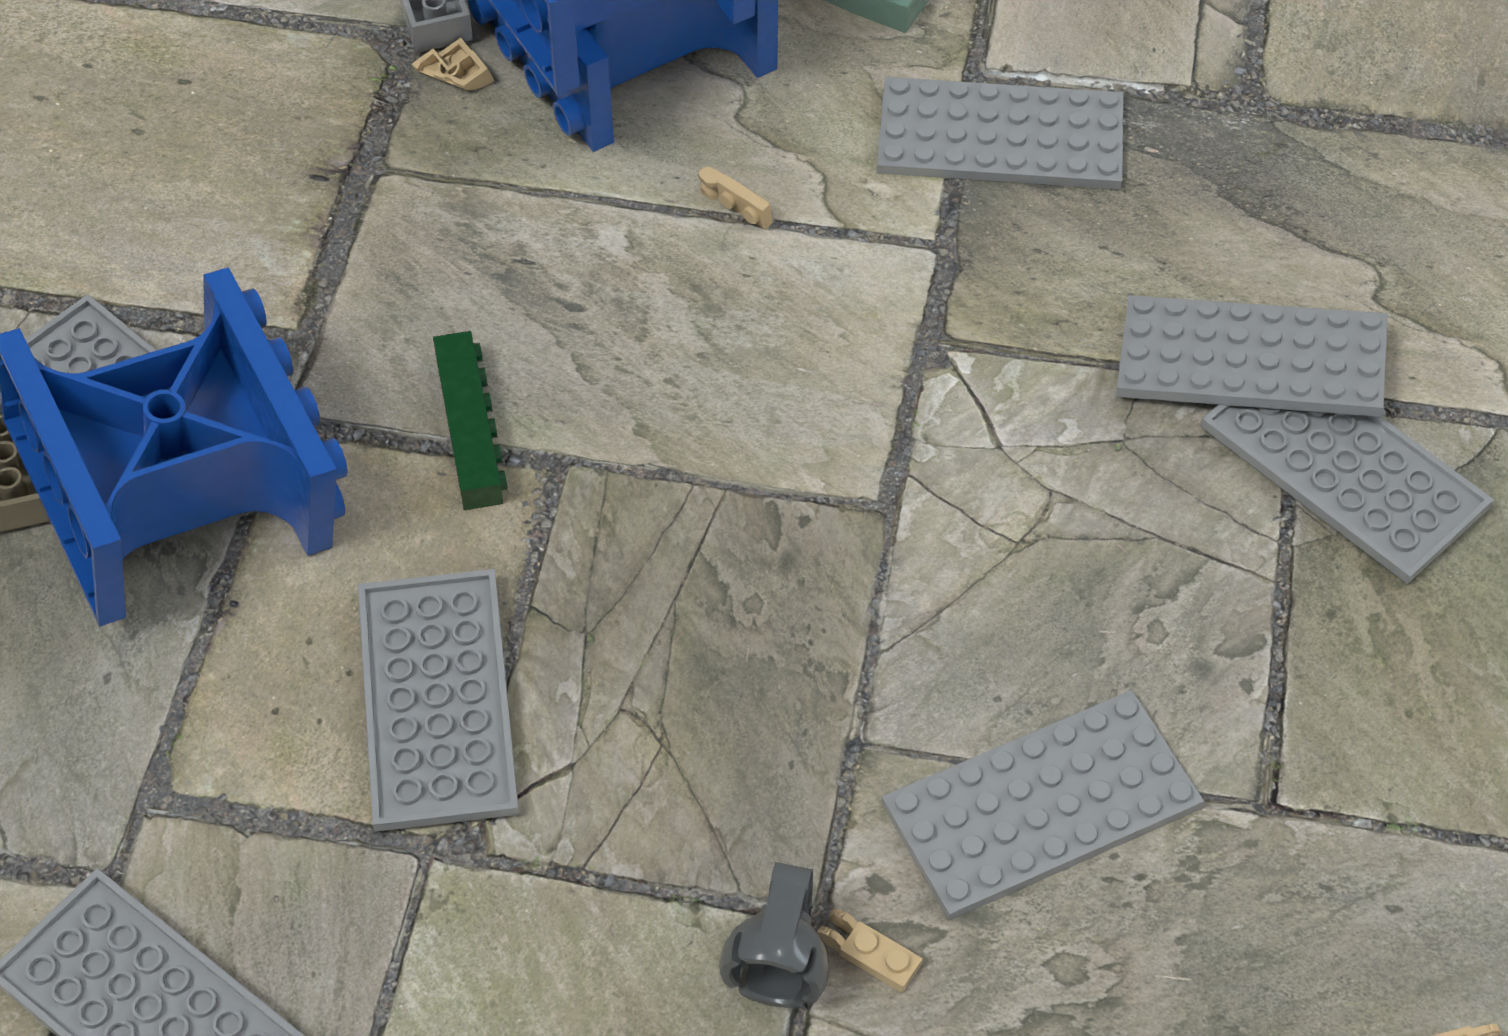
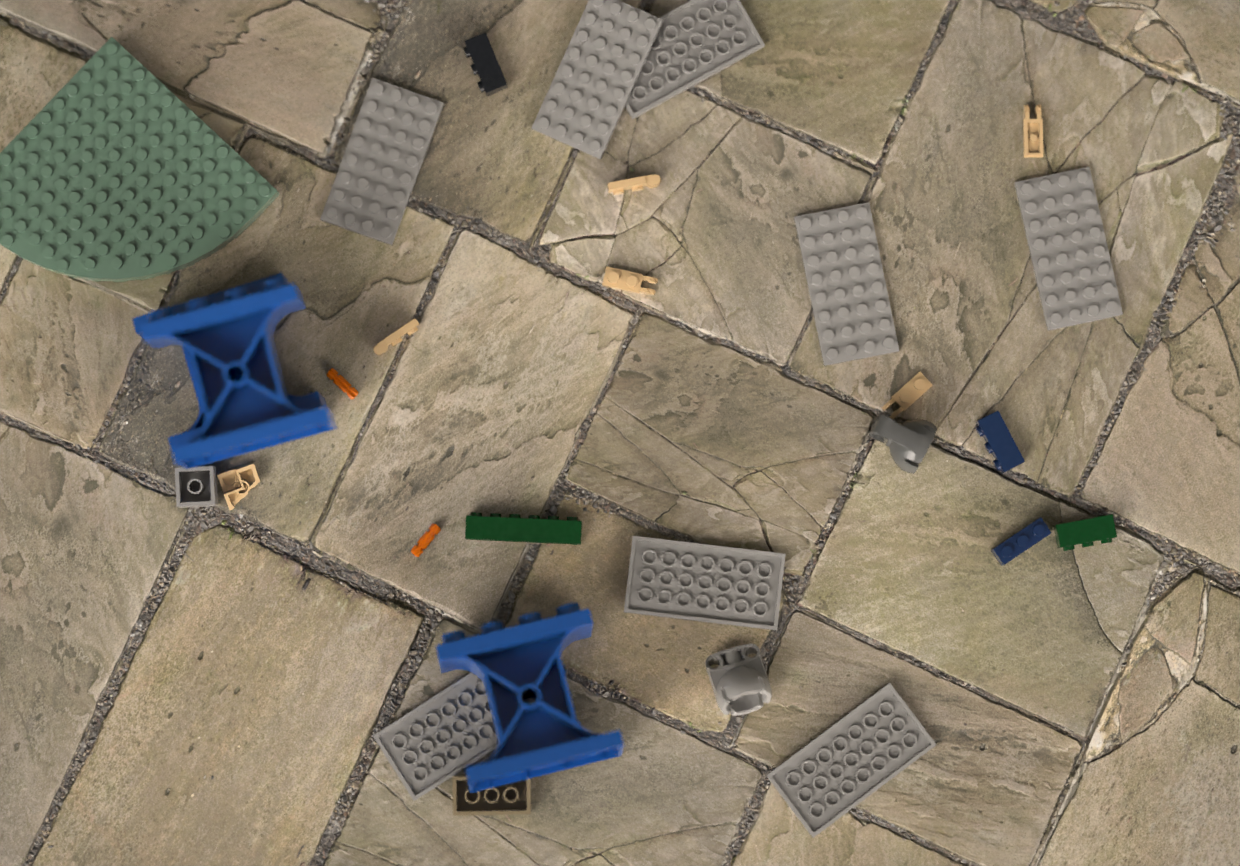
camera: 75 degrees left, 30 degrees up
(269, 776) = (739, 680): none -> light grey piece
(421, 301) = (425, 540): none -> orange axle
(642, 153) = (342, 383): none -> orange axle
(929, 475) = (627, 281): none -> tan hinge
(1094, 445) = (635, 184): none -> tan hinge
(1204, 217) = (485, 64): none -> black brick

